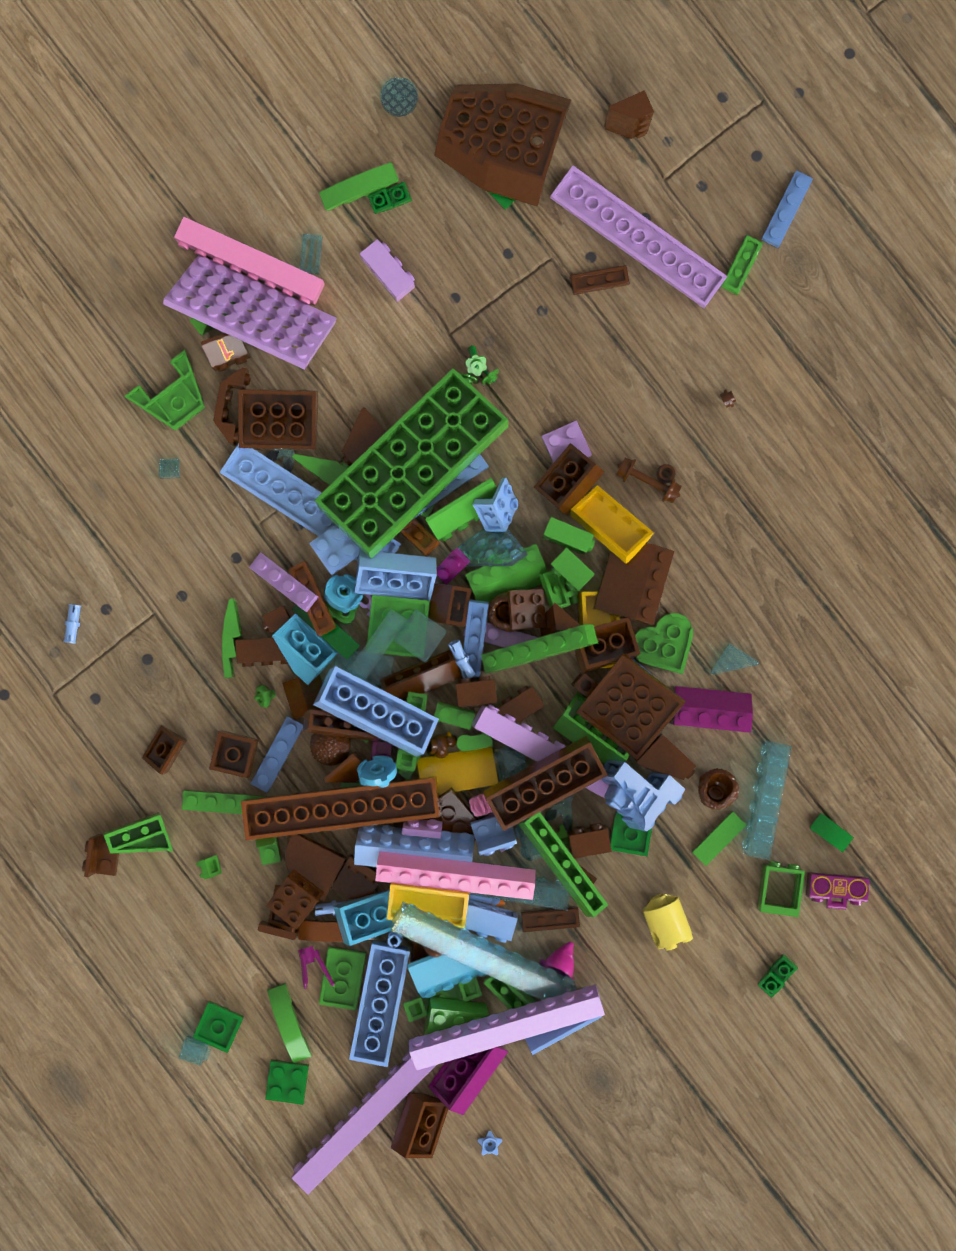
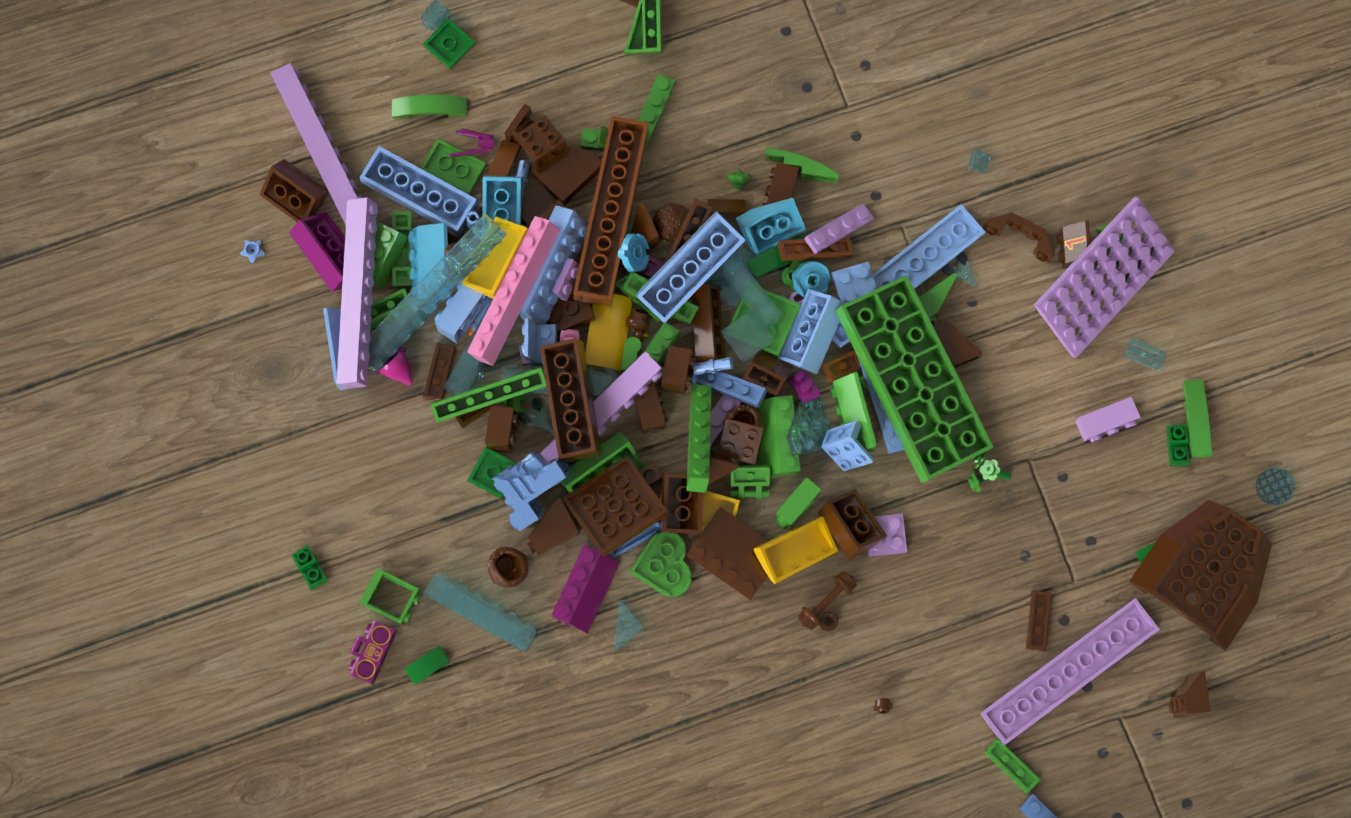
camera: 105 degrees right, 10 degrees down
(72, 624) = (861, 31): light blue pin -> none
(164, 750) = (717, 75): reddish brown slope -> none
(178, 401) = (1039, 187): bright green wing -> none
(210, 867) = (597, 81): bright green tile -> none
(234, 754) = (693, 134): reddish brown brick -> none
(249, 260) = (1156, 292): bright pink brick -> none
(275, 619) = (807, 211): reddish brown brick -> none
(277, 419) = (995, 272): reddish brown slope -> none
(277, 754) = (679, 173): medium blue plate -> none
(287, 1082) = (376, 88): green plate -> none
(571, 569) = (764, 497): bright green slope -> none
(667, 921) = (400, 477): light yellow cylinder -> none
(718, 838) = (459, 555): bright green tile -> none

